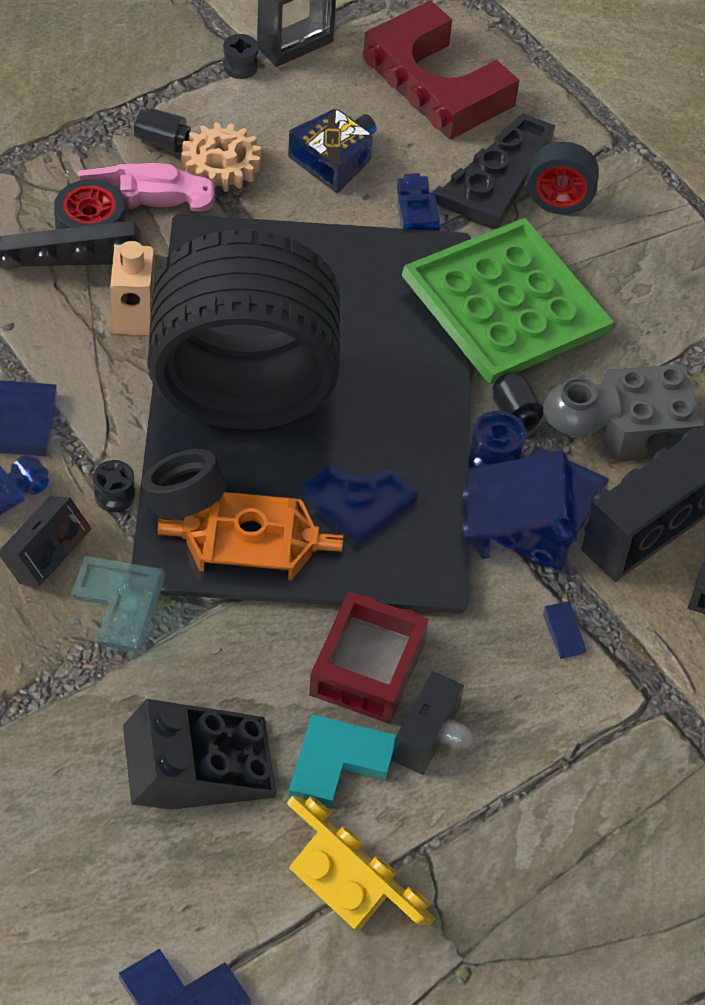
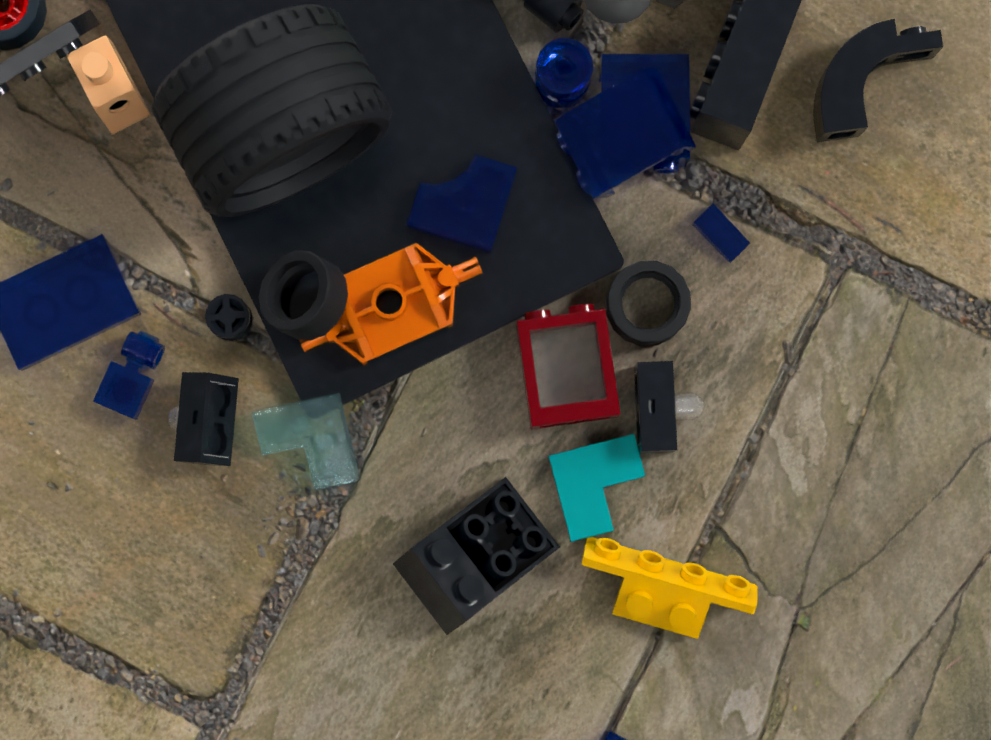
camera: 30 degrees left, 30 degrees up
(476, 617) = (660, 272): none -> black tyre

